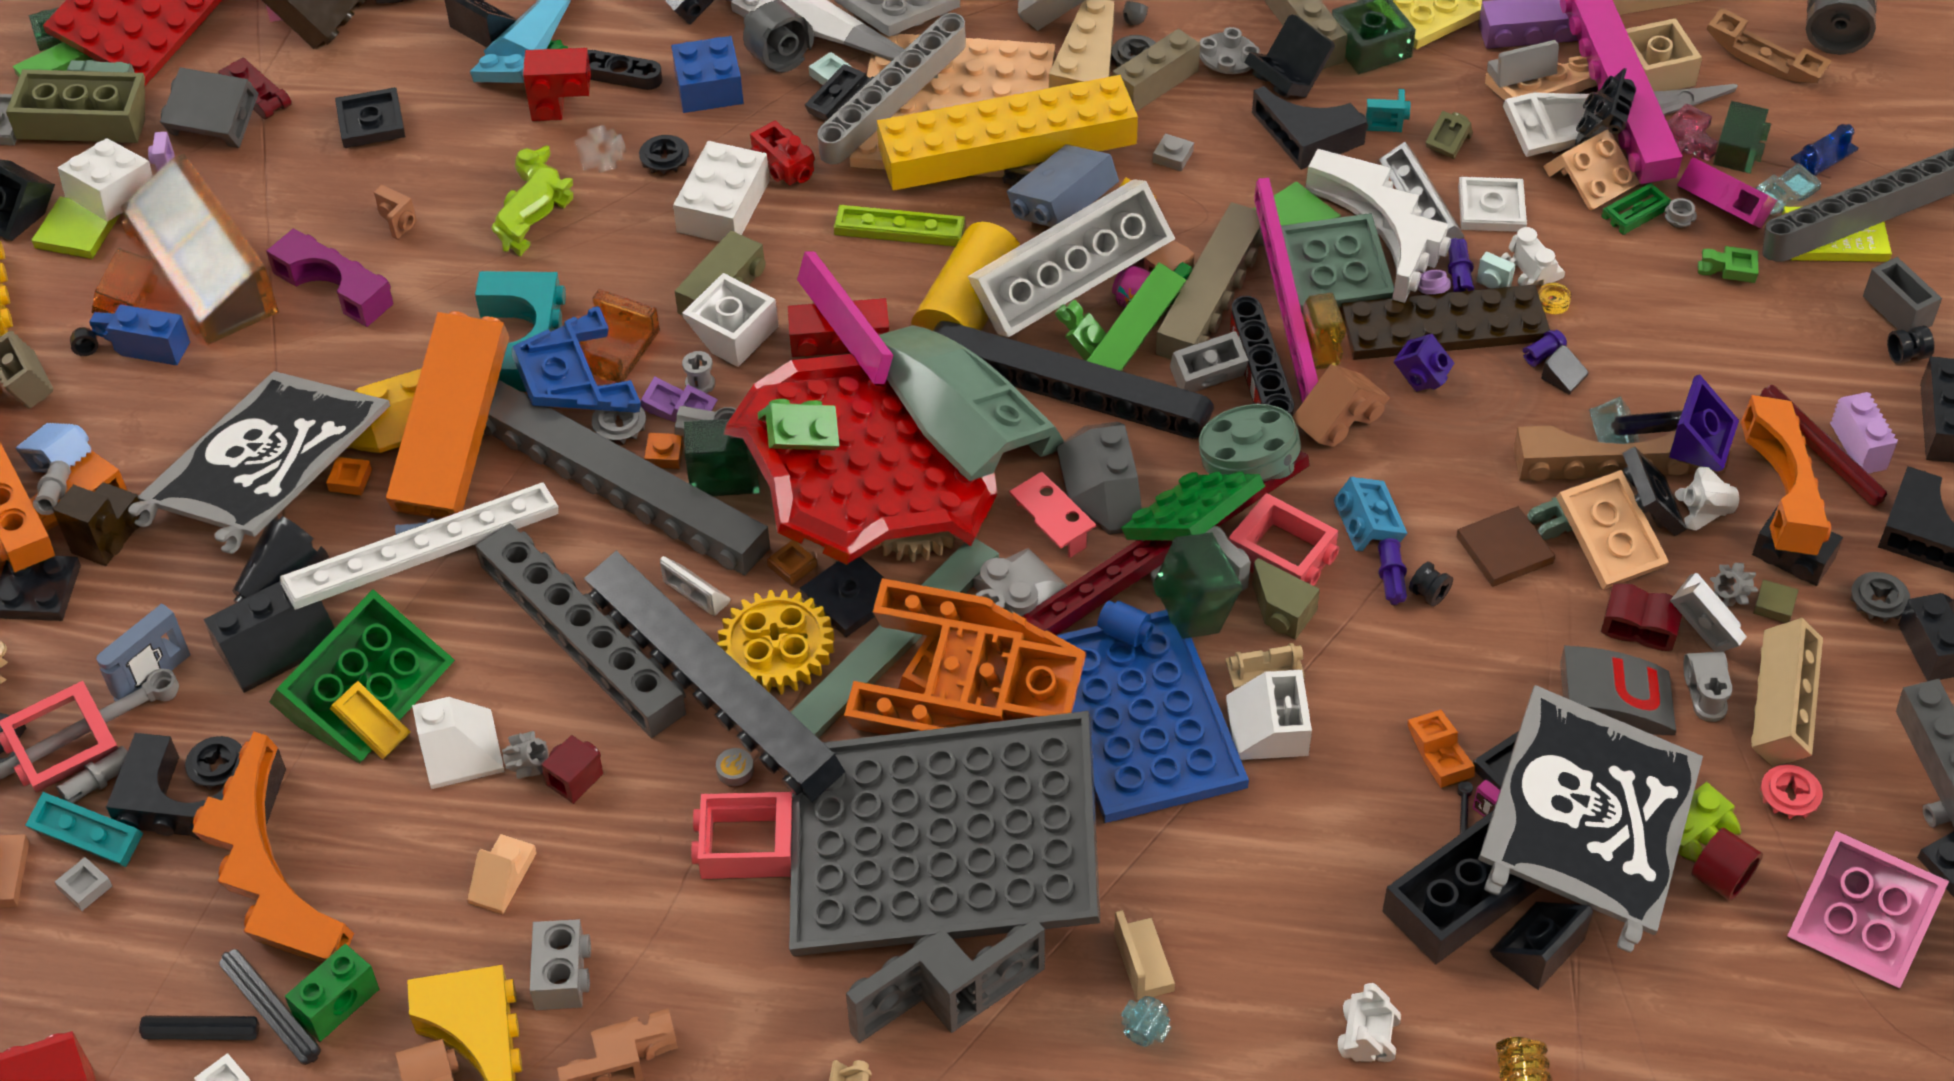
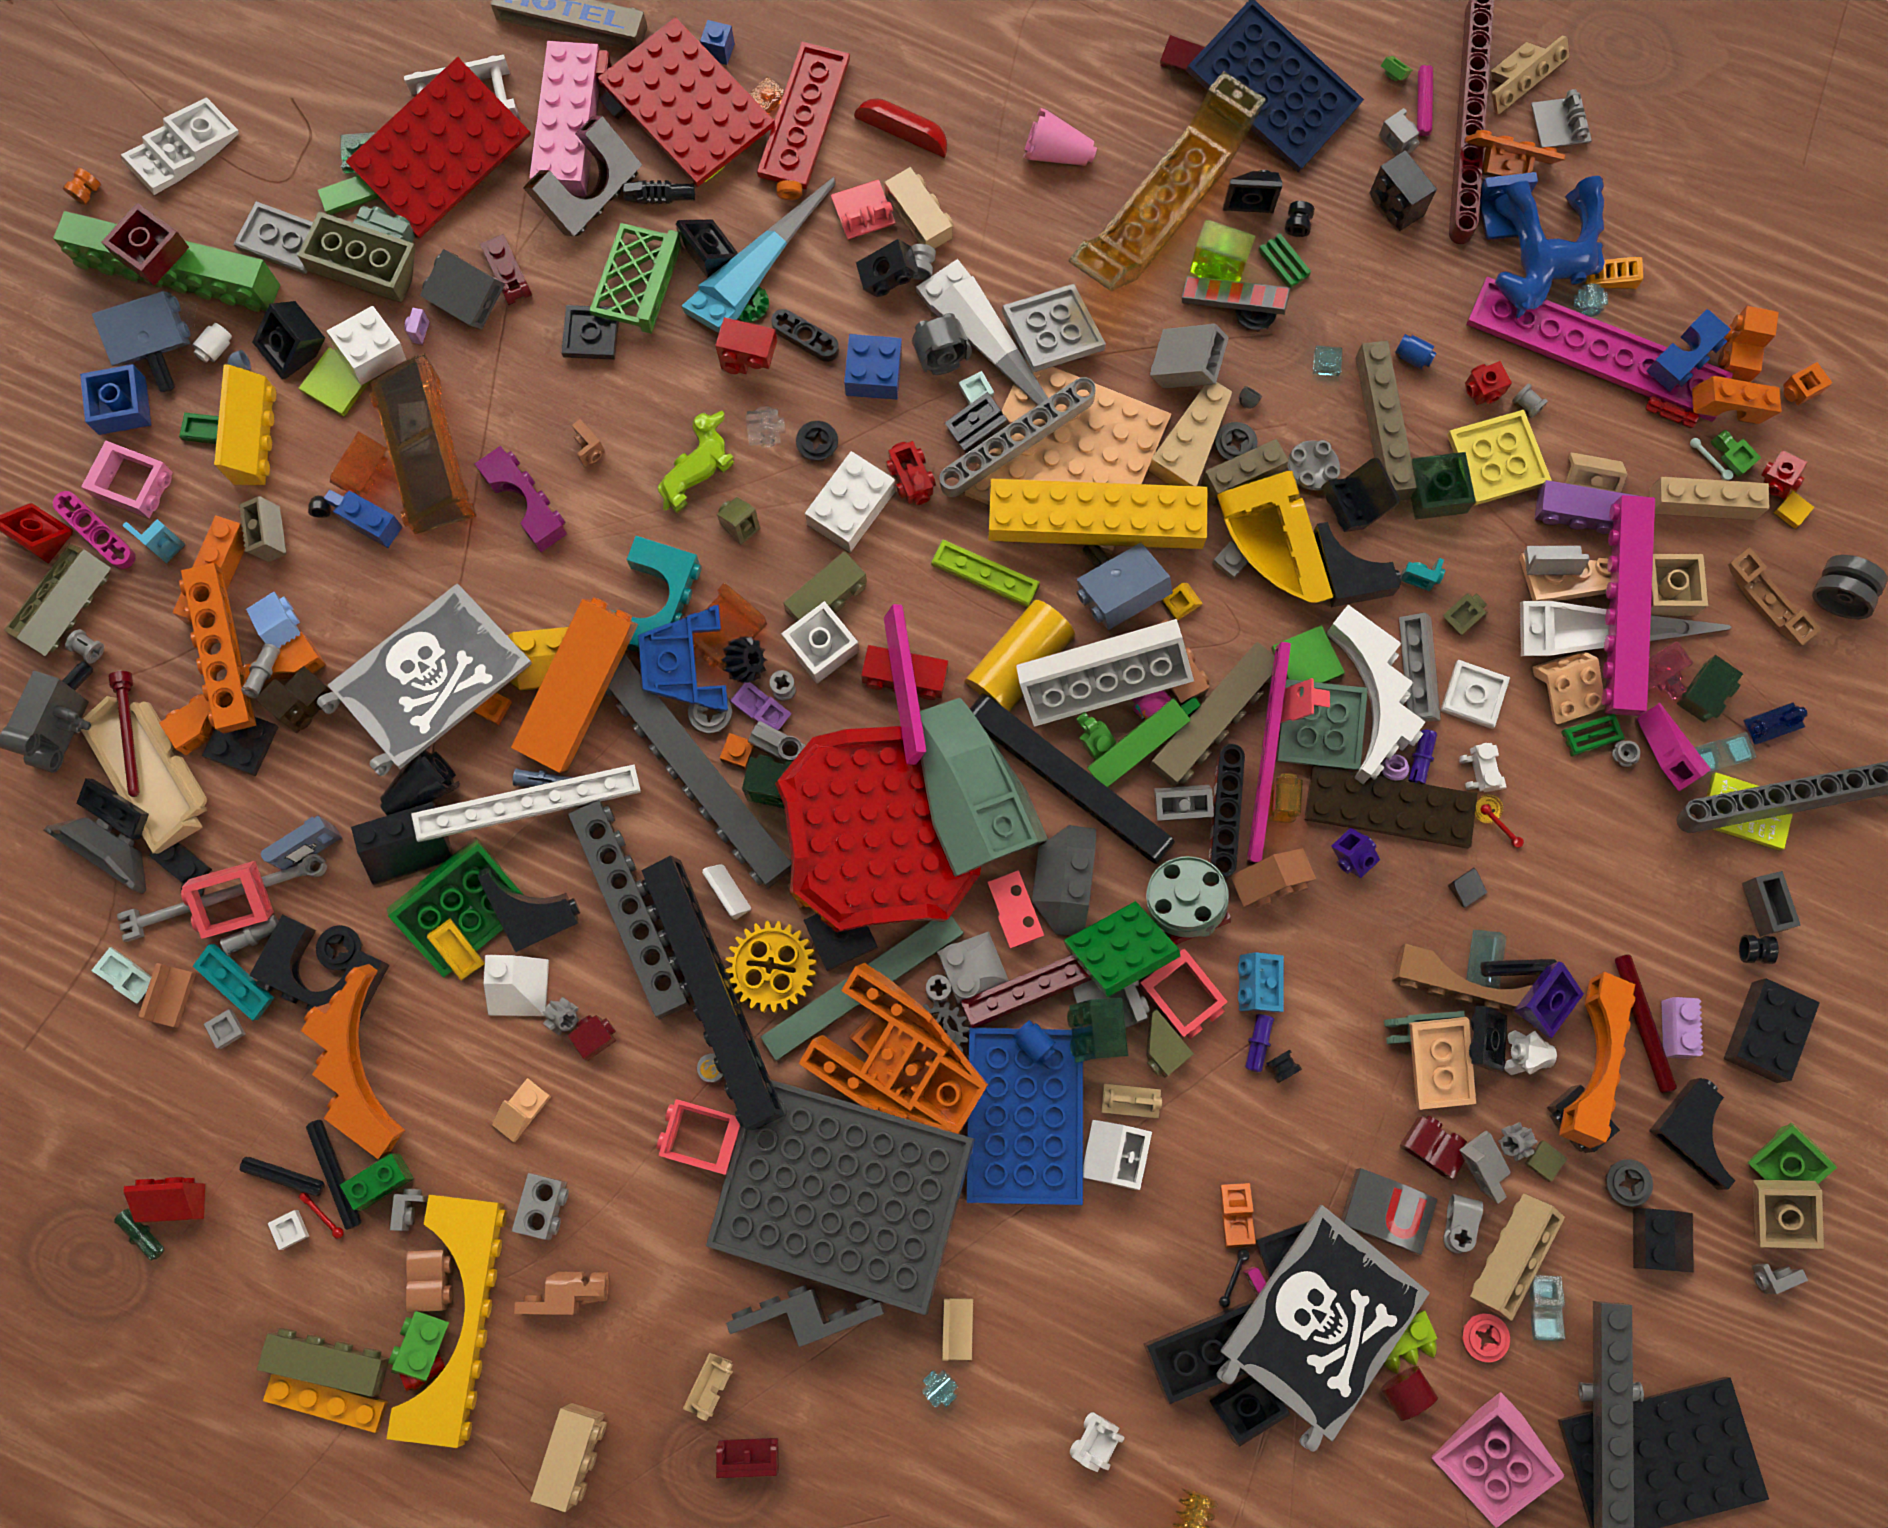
camera: 15 degrees right, 25 degrees up
(290, 1072) = (337, 1232): none -> red hinge
(376, 1008) = (402, 1212): none -> light grey bracket
(432, 56) = (658, 276): none -> bright green fence
(452, 662) = (525, 917): none -> black arch
(598, 234) = (738, 519): none -> olive slope
(645, 354) = (744, 659): none -> black gear
(800, 425) = (830, 809): bright green bracket -> none
(1214, 106) = (1277, 535): none -> yellow panel
(1299, 235) = (1299, 707): none -> coral piece
(1495, 271) = (1448, 773): light aqua plate -> none
(1505, 546) = (1356, 1043): reddish brown tile -> none
(1544, 347) = (1461, 859): dark purple pin -> none
(1598, 319) = (1515, 840): none -> red hinge
(1607, 107) = (1602, 642): black hinge -> none
(1733, 262) = (1650, 820): bright green plate -> none
(1847, 744) = (1546, 1308): none -> clear light blue slope

